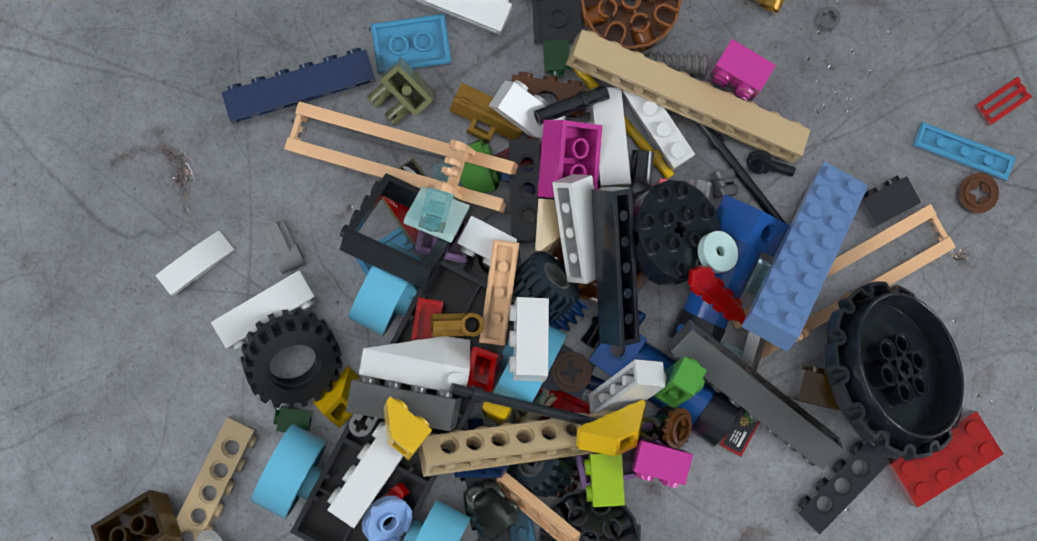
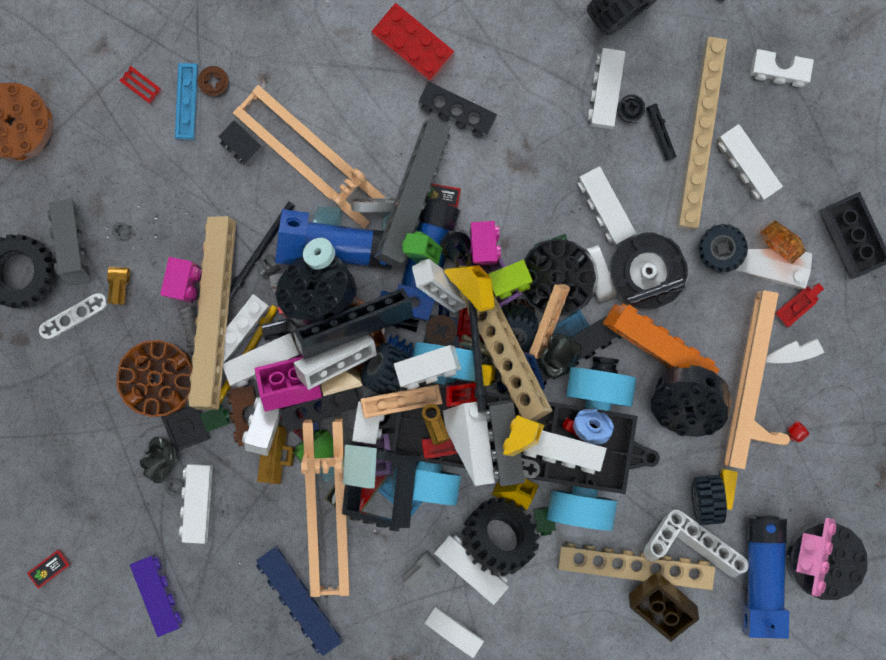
camera: 110 degrees left, 0 degrees up
(407, 87) = (273, 521): olive brick -> none
(417, 40) = (240, 528): dark azure tile -> none
(435, 210) = (357, 467): clear light blue brick -> none
(581, 101) = (241, 389): black pin -> none
(677, 436) = (461, 238): reddish brown gear -> none
(713, 292) = (349, 246): red sword -> none
(761, 162) = (243, 244): black plate -> none
(805, 257) = (301, 189): medium blue brick -> none
(812, 387) = (393, 151): dark brown brick -> none
(894, 371) = (362, 99): black piece -> none

